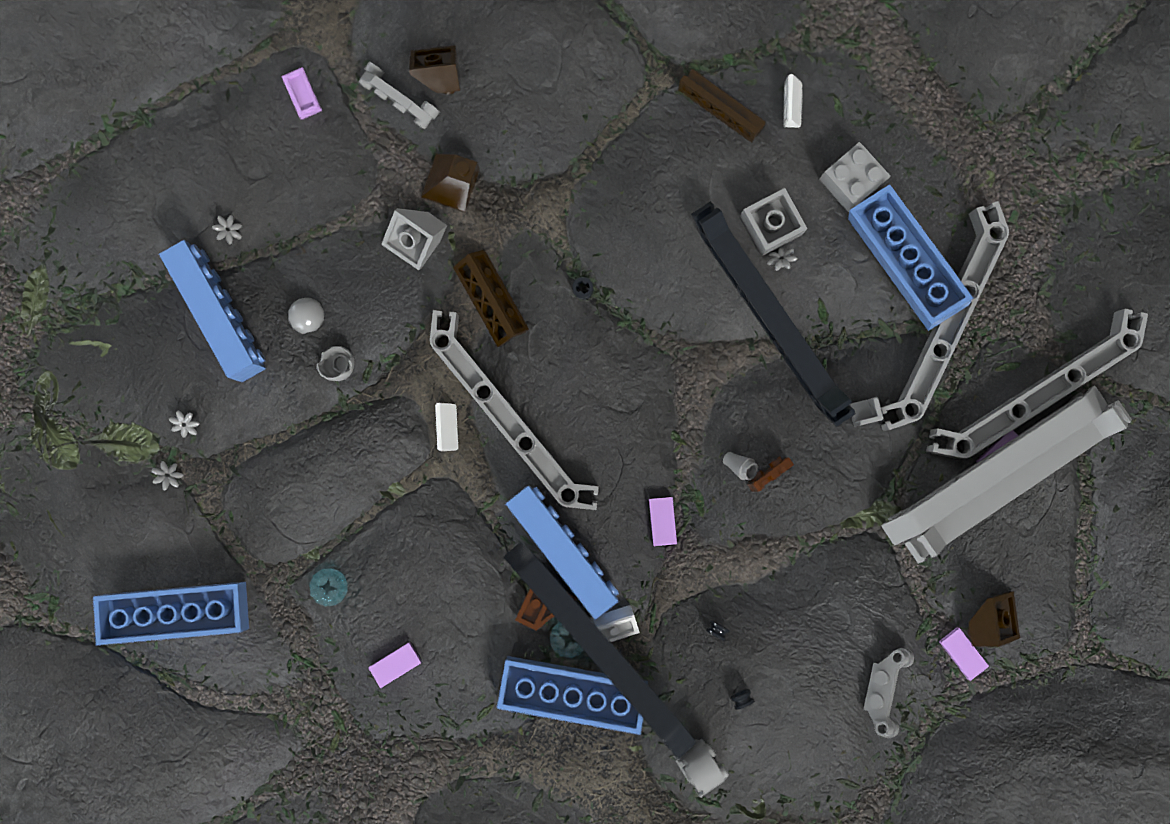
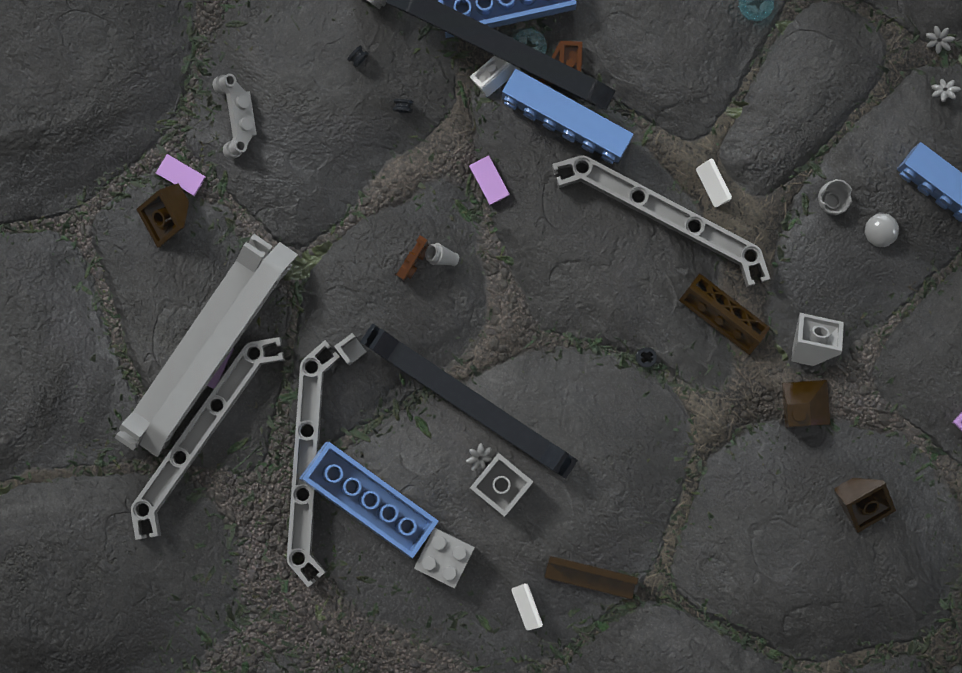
camera: 160 degrees right, 0 degrees up
(372, 78) = (880, 454): light grey plate -> none

